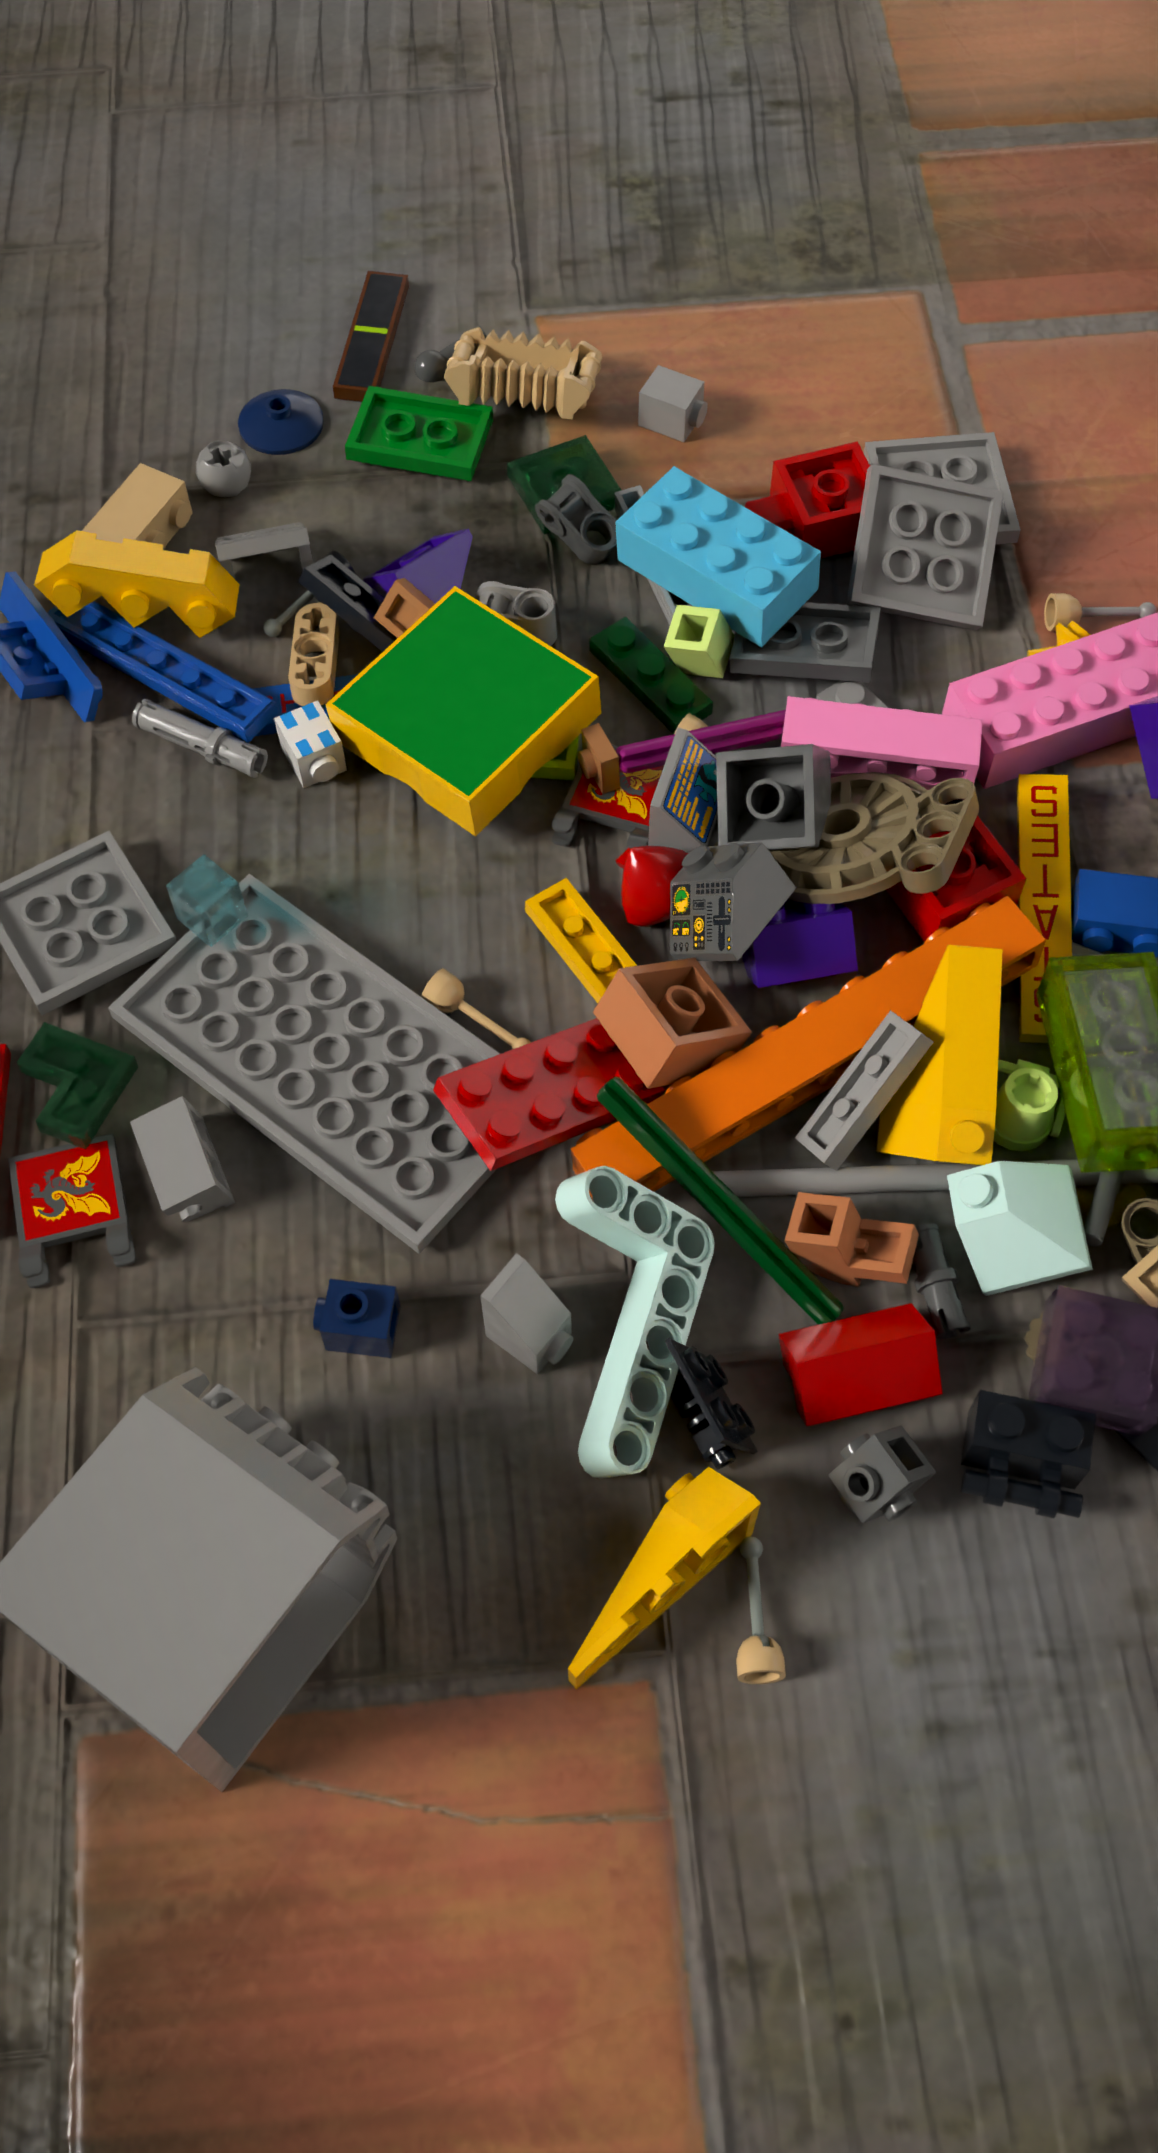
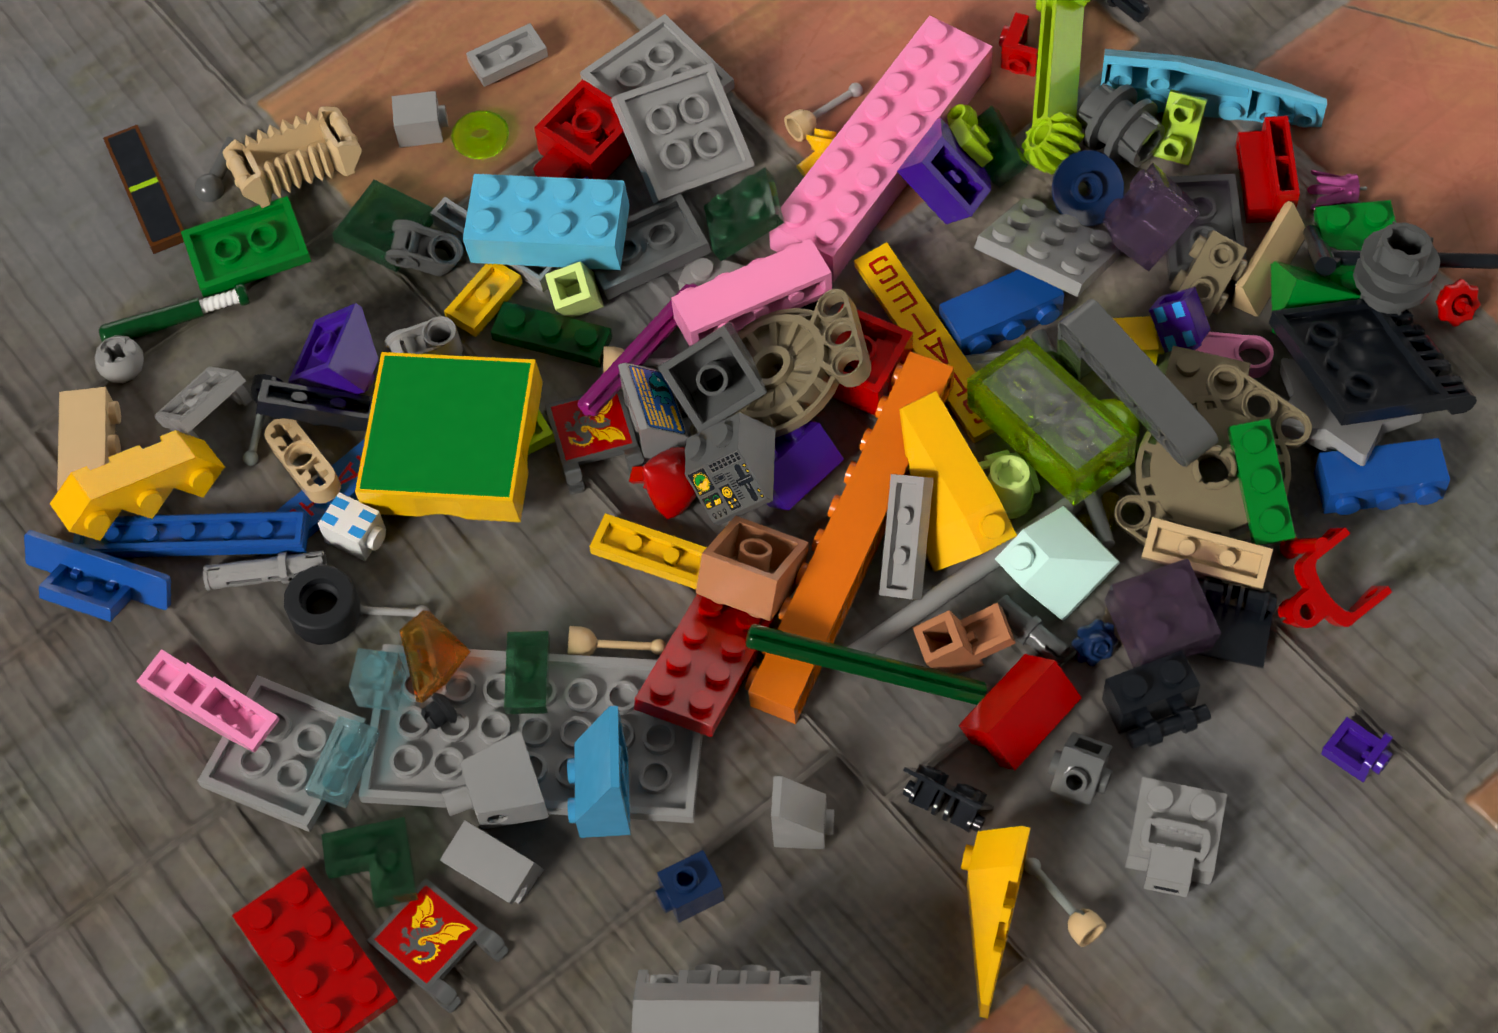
camera: 30 degrees left, 0 degrees up
(42, 826) = (208, 701): none -> bright pink slope
(113, 961) = (342, 761): none -> clear light blue plate
(219, 778) = (311, 585): none -> black tyre
(242, 1082) = (499, 786): none -> light grey torso
(245, 971) = (439, 711): none -> black piece
(257, 828) = (392, 611): none -> light grey hinge
(280, 422) = (143, 292): dark blue dish -> none
(284, 910) = (431, 654): none -> clear orange slope
(298, 457) = (172, 315): none -> dark green piece
(344, 1144) = (600, 779): none -> dark azure slope
(359, 986) = (527, 672): none -> clear green plate
(402, 607) = (354, 390): medium nougat plate -> none
(599, 759) = (568, 416): medium nougat plate -> none
(607, 601) = (483, 297): none -> yellow plate
(645, 1312) = (876, 760): light aqua beam -> none
(724, 464) = (483, 146): none -> clear neon green piece
(805, 391) = (507, 54): none -> light grey plate
(931, 661) = (743, 214): none -> clear green plate
(941, 1626) = (1175, 835): none -> light grey piece
(1001, 1341) = (1094, 642): none -> dark blue plant

